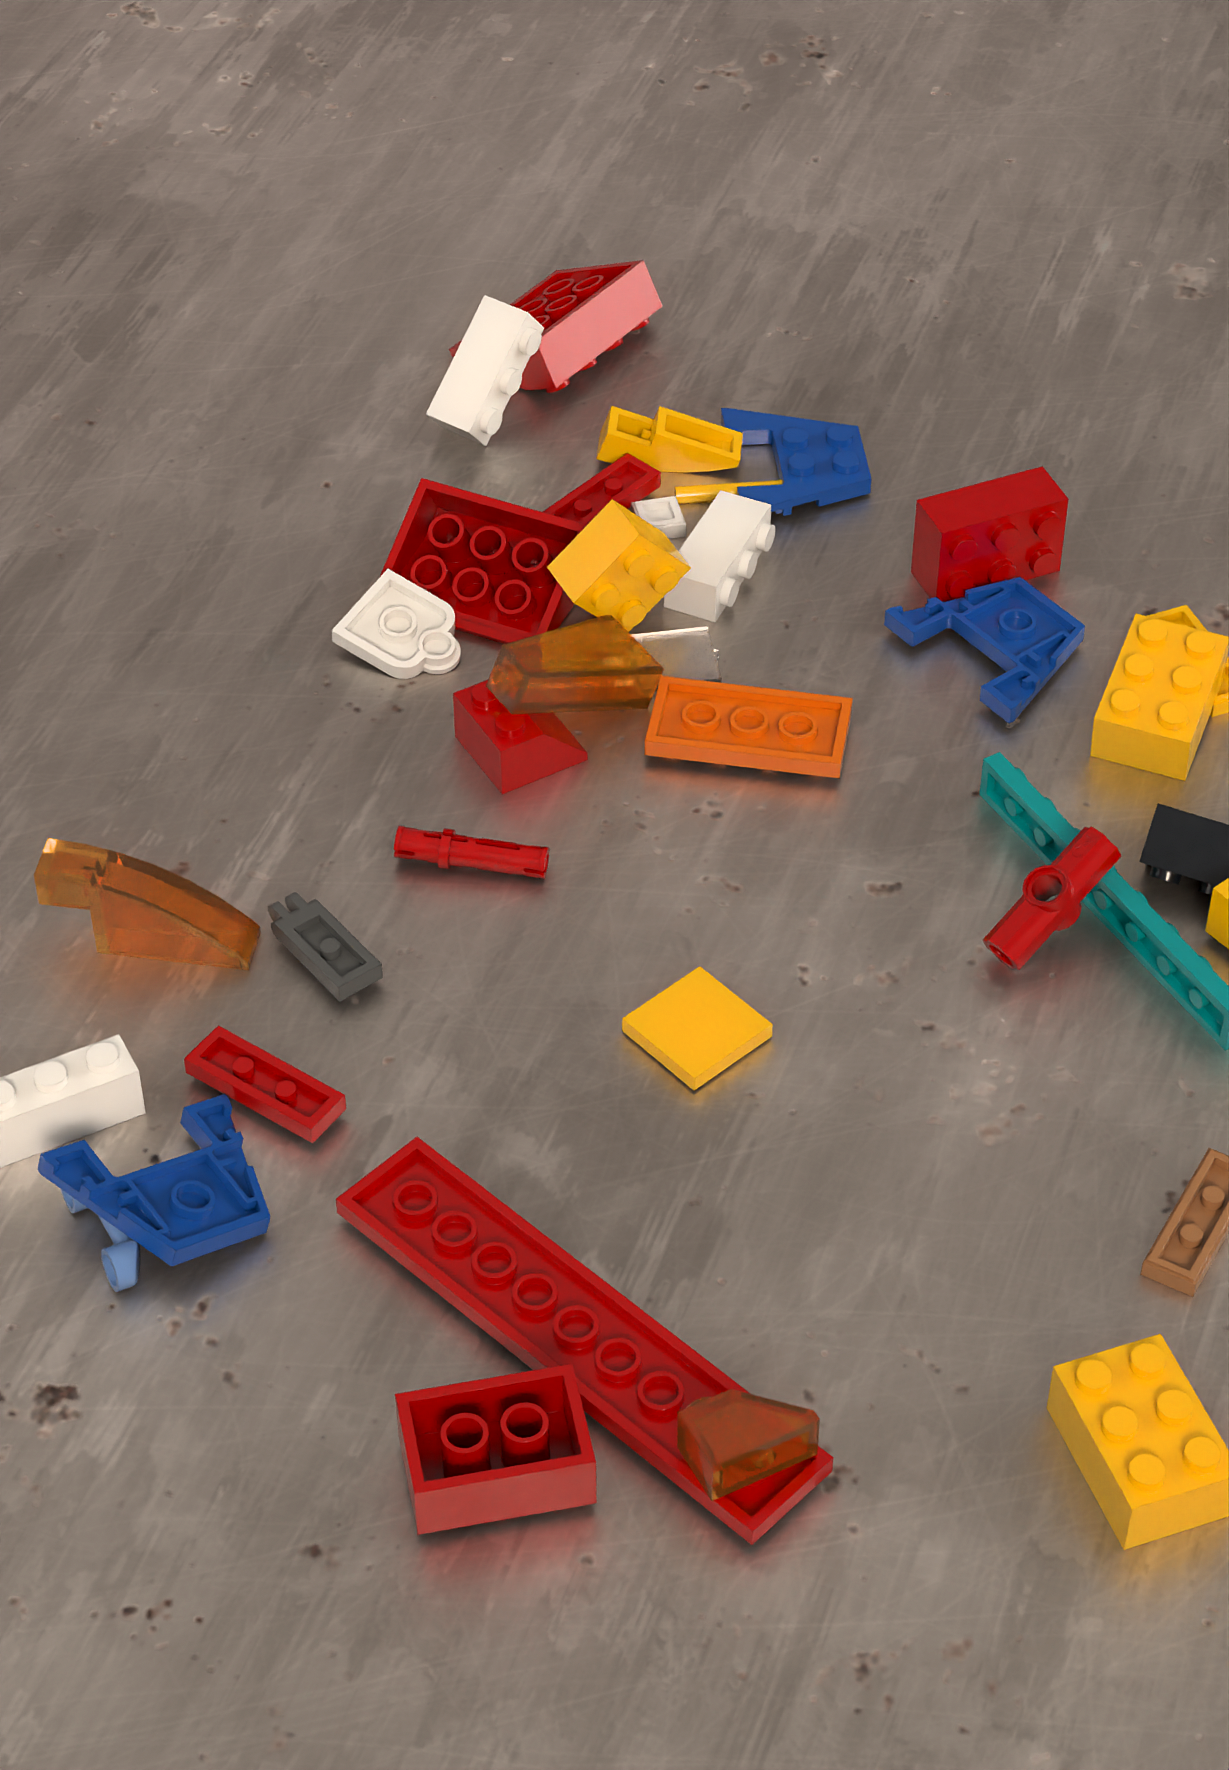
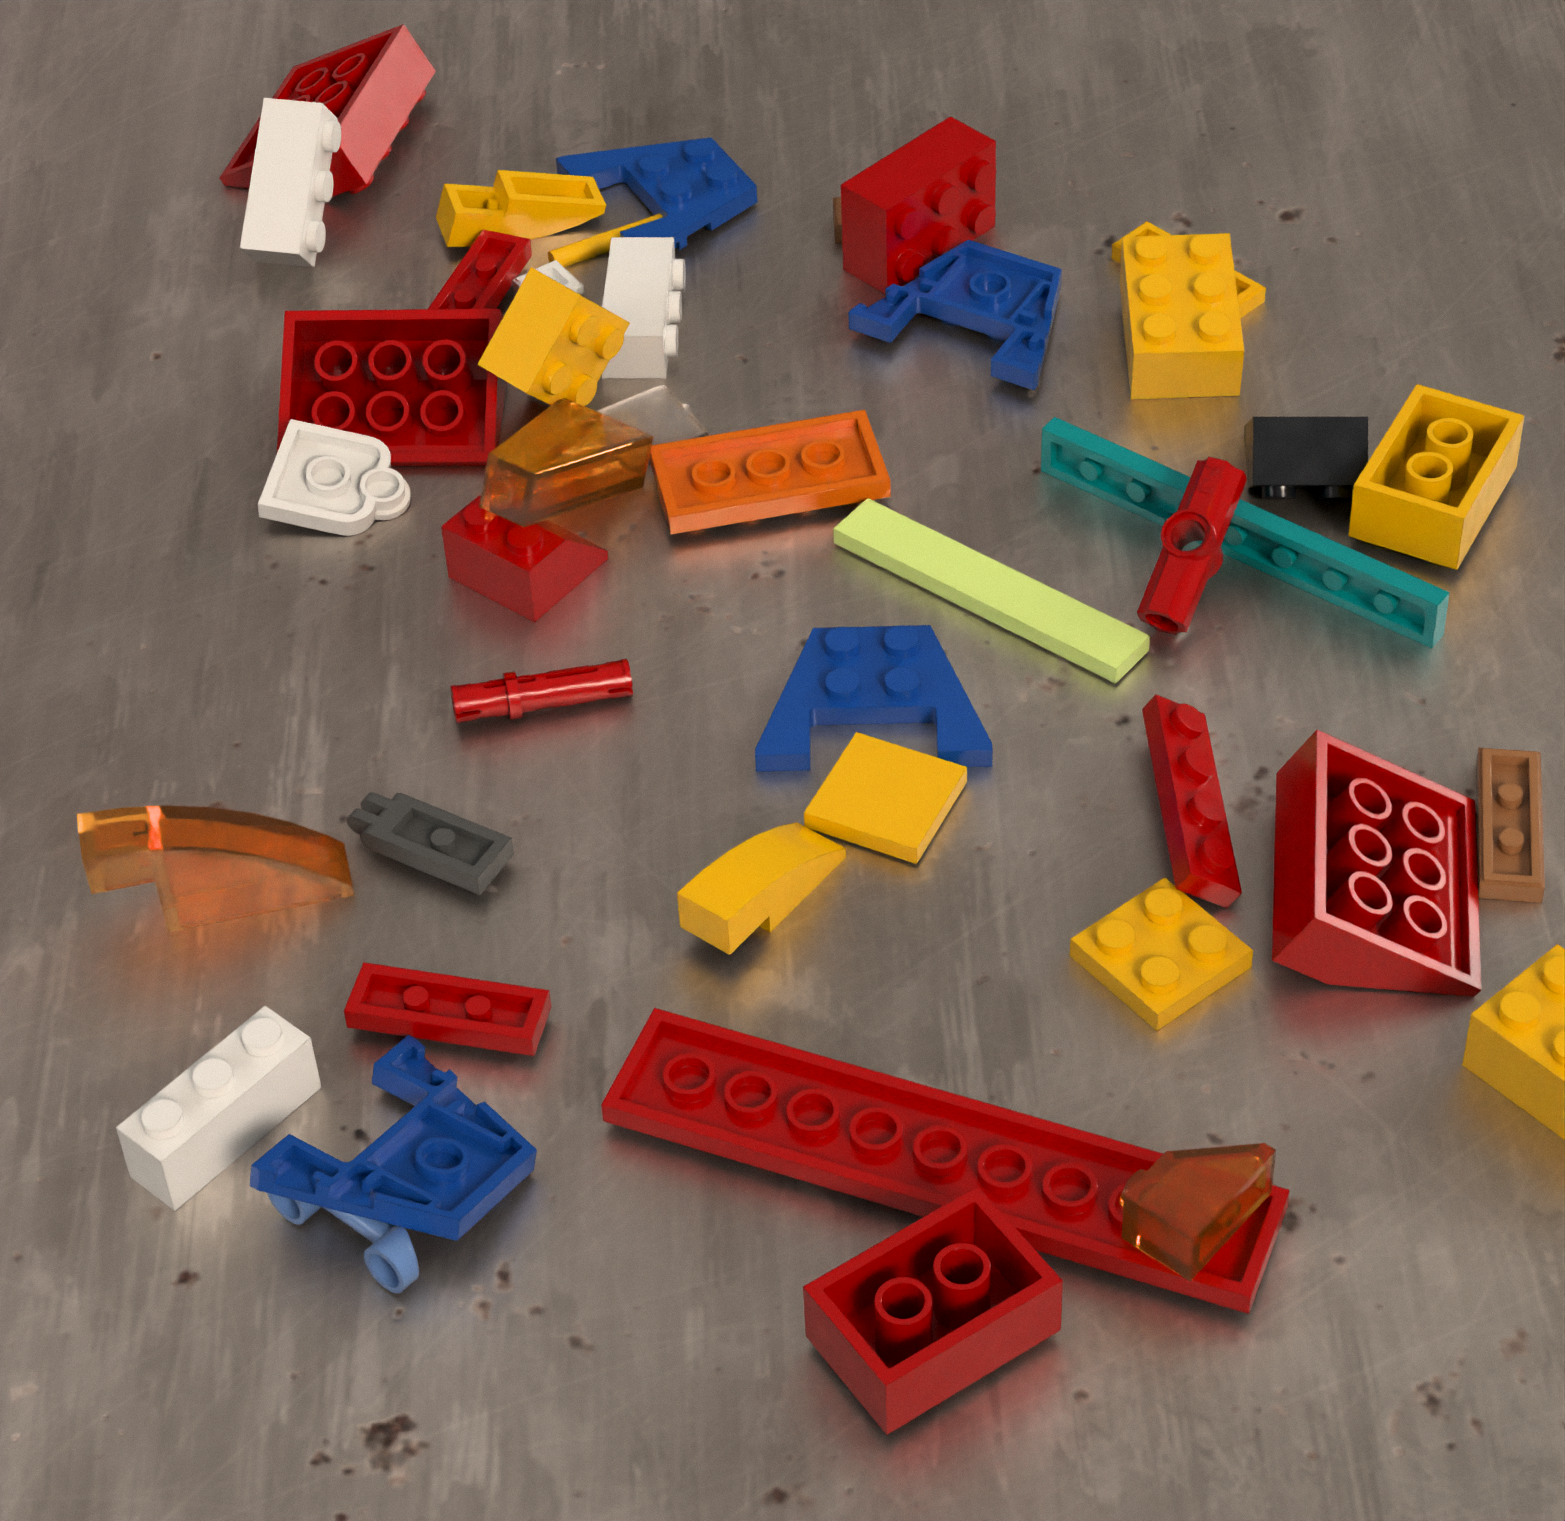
camera: 20 degrees left, 0 degrees up
(552, 1063) = (756, 884): none -> yellow slope
(734, 925) = (872, 679): none -> blue wing
(847, 1230) = (1161, 953): none -> yellow plate
(879, 884) = (992, 590): none -> yellowish green tile
(938, 1113) = (1191, 801): none -> red plate
(1057, 1225) = (1374, 874): none -> red slope

